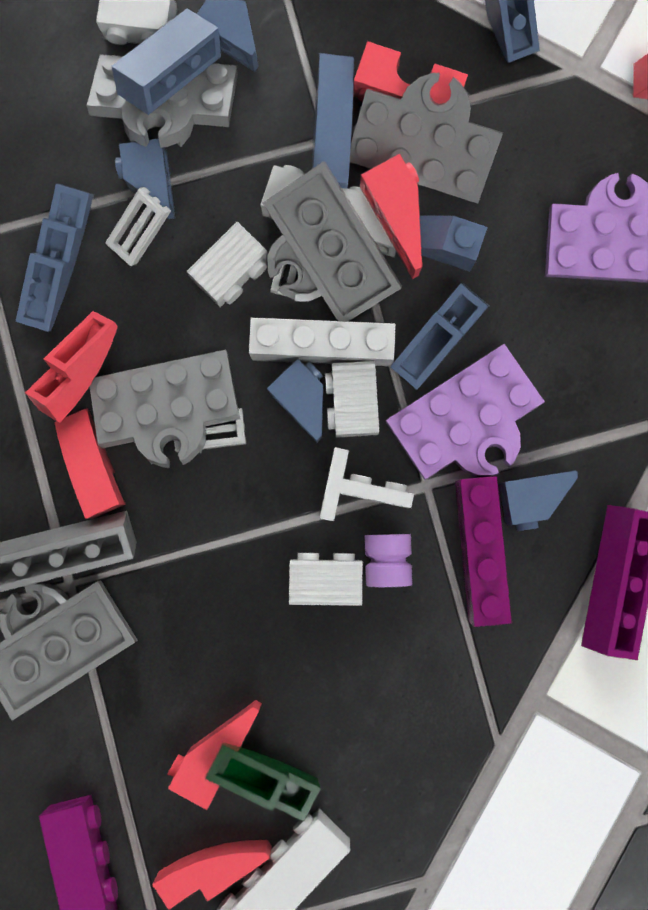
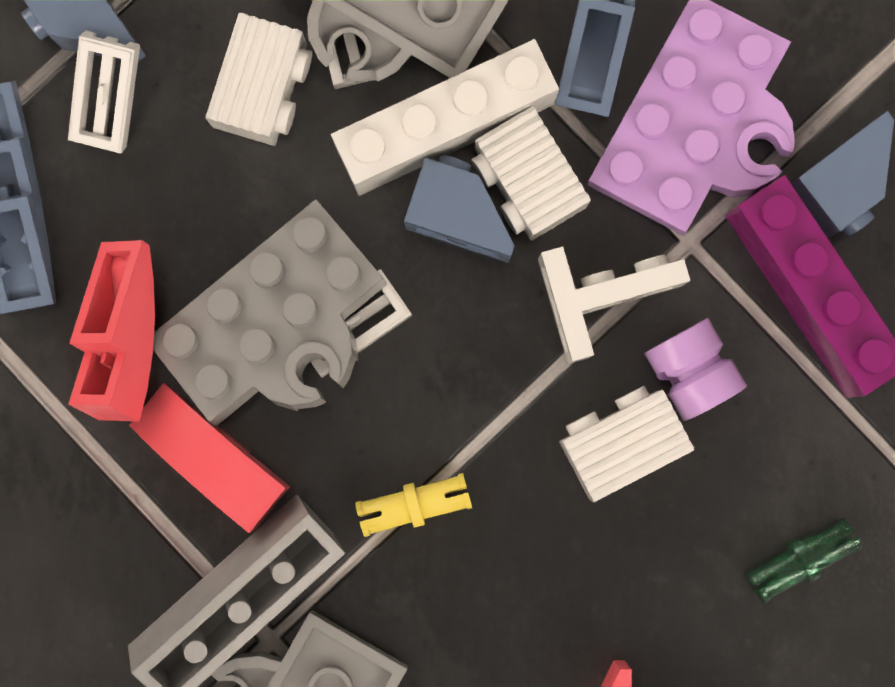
camera: 35 degrees left, 0 degrees up
(188, 551) = (413, 505): none -> light yellow pin
(393, 701) = (803, 560): none -> clear green pin

